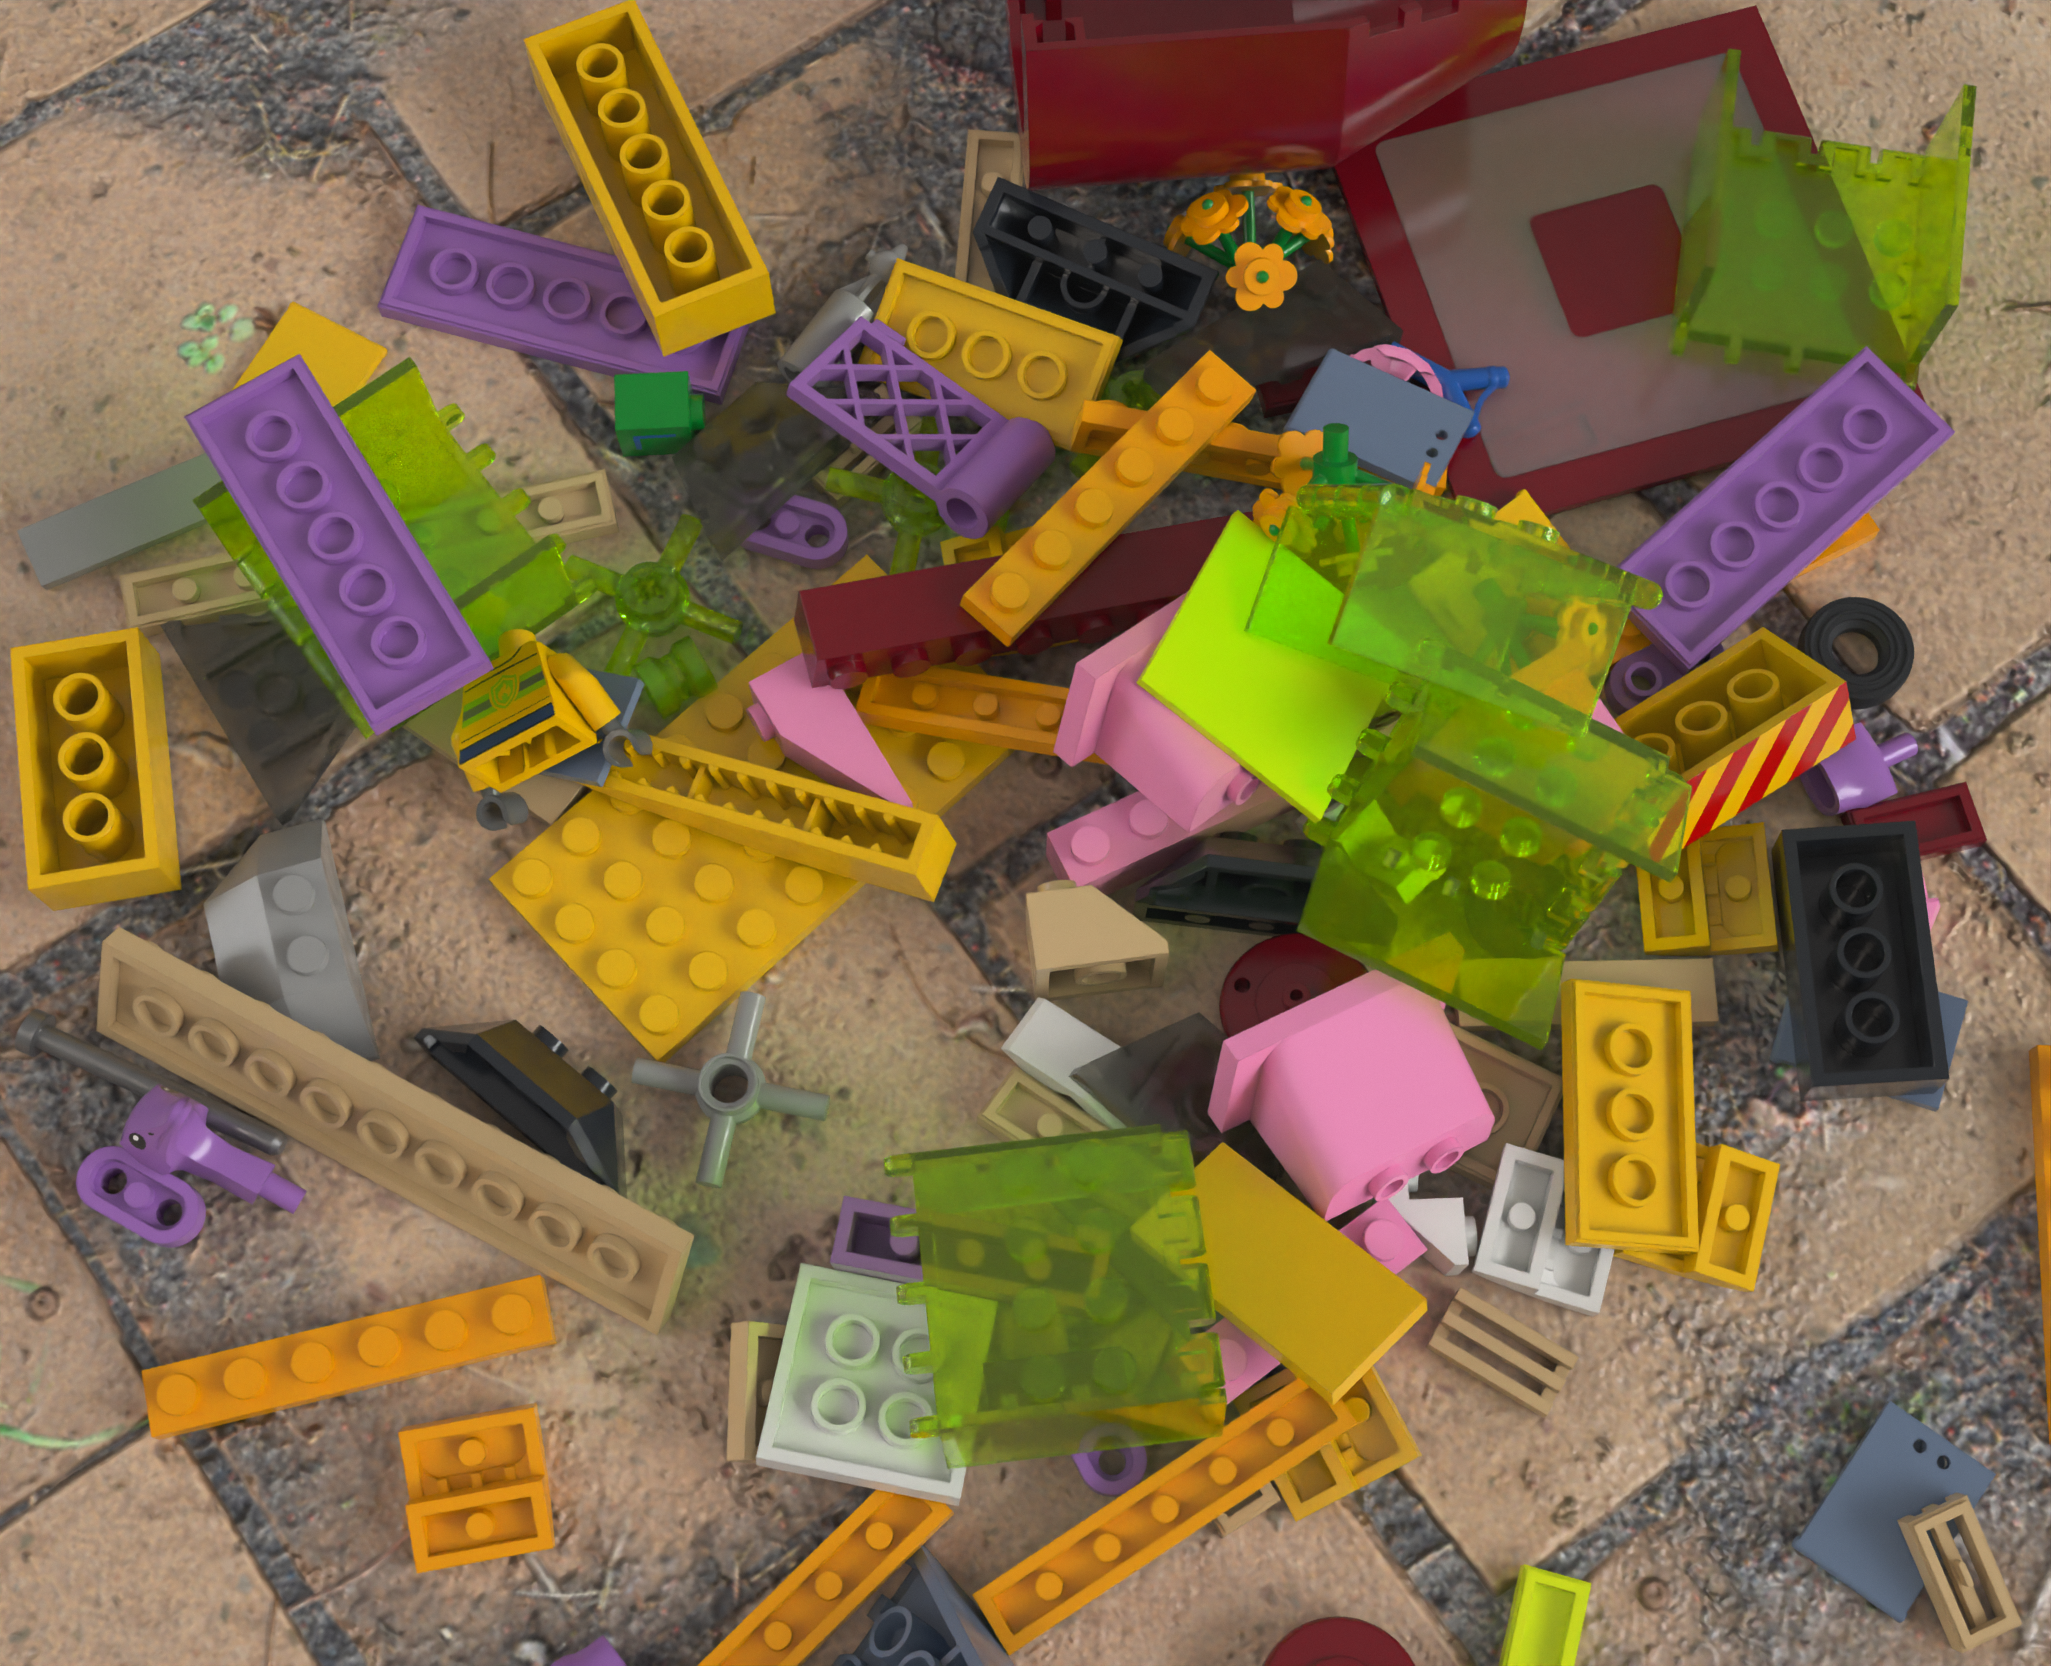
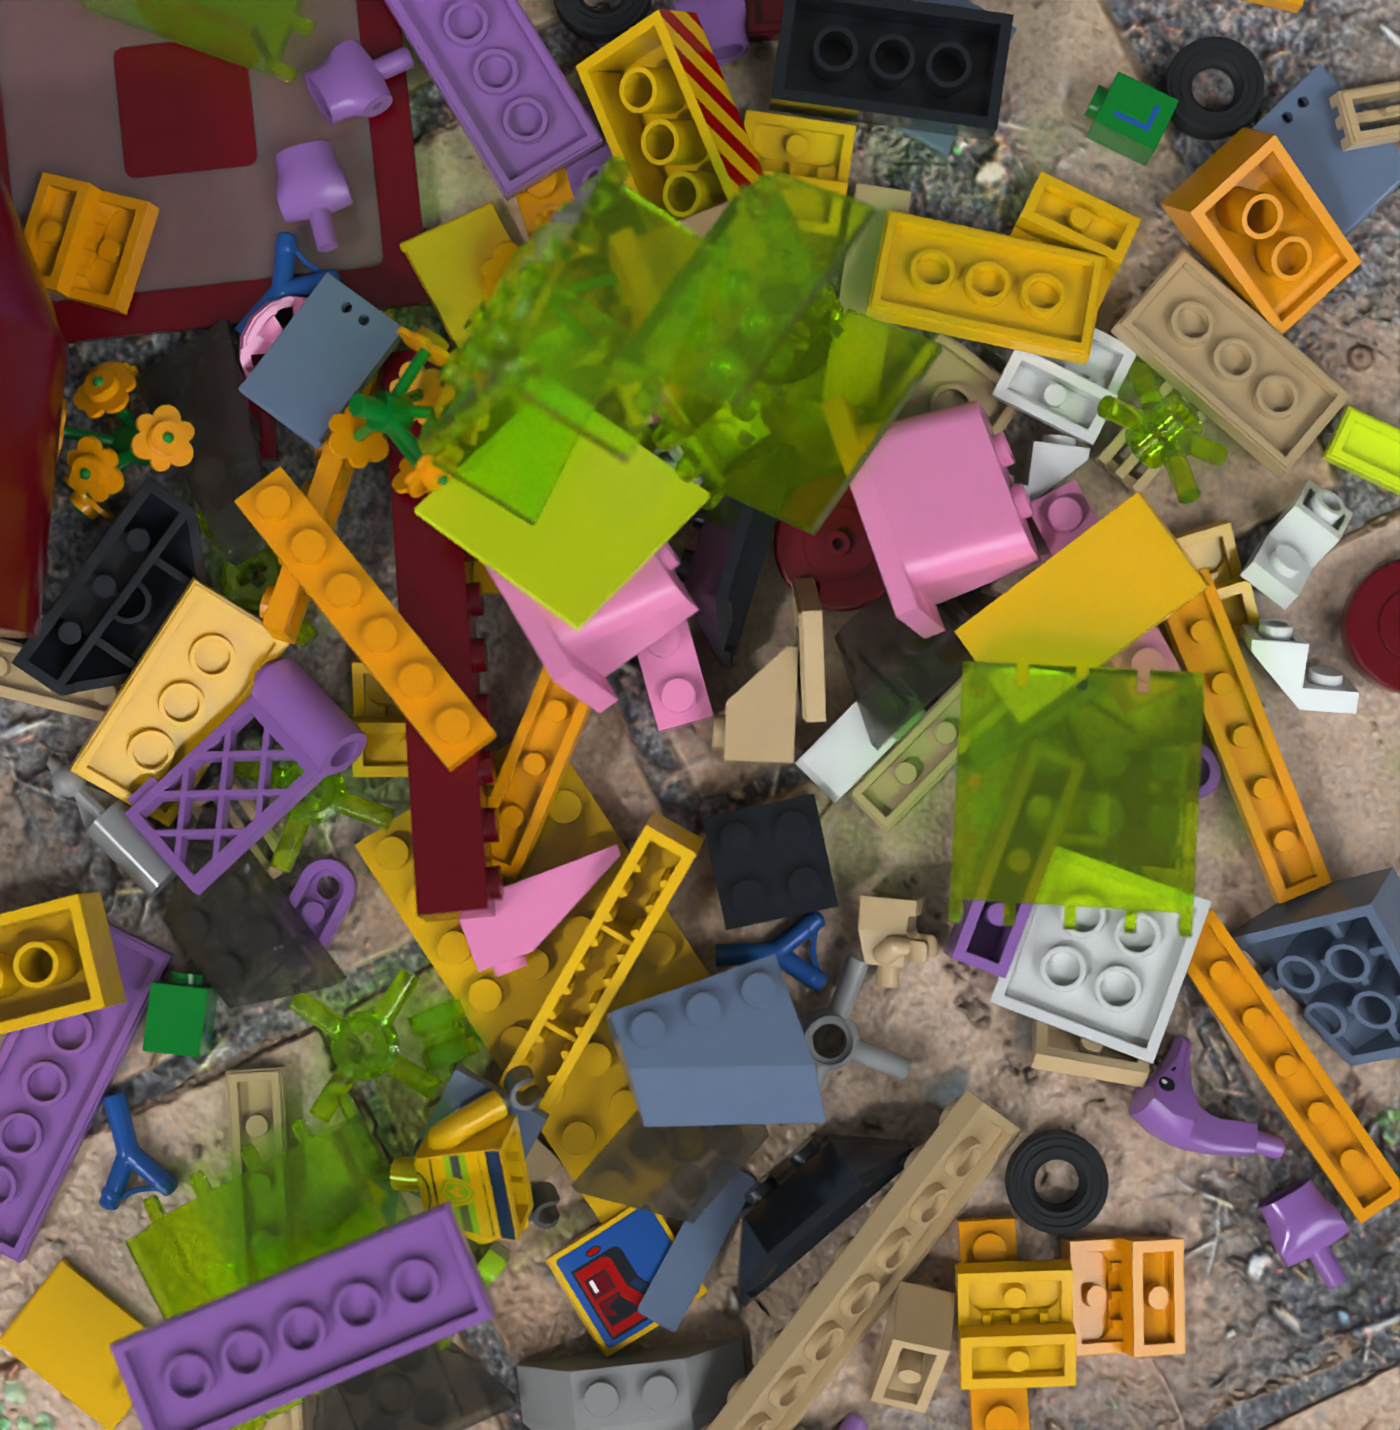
camera: 80 degrees left, 15 degrees up
(390, 1244) = (914, 1346): none -> tan slope
(426, 766) = (493, 1262): none -> lime tile
(428, 1353) = (1015, 1324): none -> yellow slope
(435, 915) = (610, 1272): none -> slope
(475, 982) = (693, 1255): none -> sand blue sticker
(499, 394) = (129, 1158): none -> blue piece
(567, 1361) = (1091, 1189): none -> black tyre
(597, 936) = (669, 1168): none -> clear smoke wing
(697, 950) = (719, 1052): none -> sand blue wedge
(699, 1503) = (1172, 1113): none -> medium lavender animal
(822, 1023) = (782, 946): none -> blue piece
(860, 1136) = (890, 934): none -> tan piece
(922, 987) = (770, 862): none -> black brick
(1168, 978) = (809, 639): none -> tan tile
(1270, 1538) = (1284, 655): none -> white slope
(1409, 1545) = (1296, 543): none -> white slope
(1449, 187) = (89, 241): none -> light orange slope
(1507, 1346) = (1163, 432): none -> clear neon green bar
(1561, 389) = (312, 188): none -> medium lavender piece
(1608, 1429) = (1231, 363): none -> tan tile
(1685, 412) = (353, 83): none -> medium lavender piece
(1775, 1439) = (1262, 228): none -> light orange slope
(1869, 1255) = (1129, 117): none -> green brick
(1967, 1333) = (1241, 68): none -> black tyre

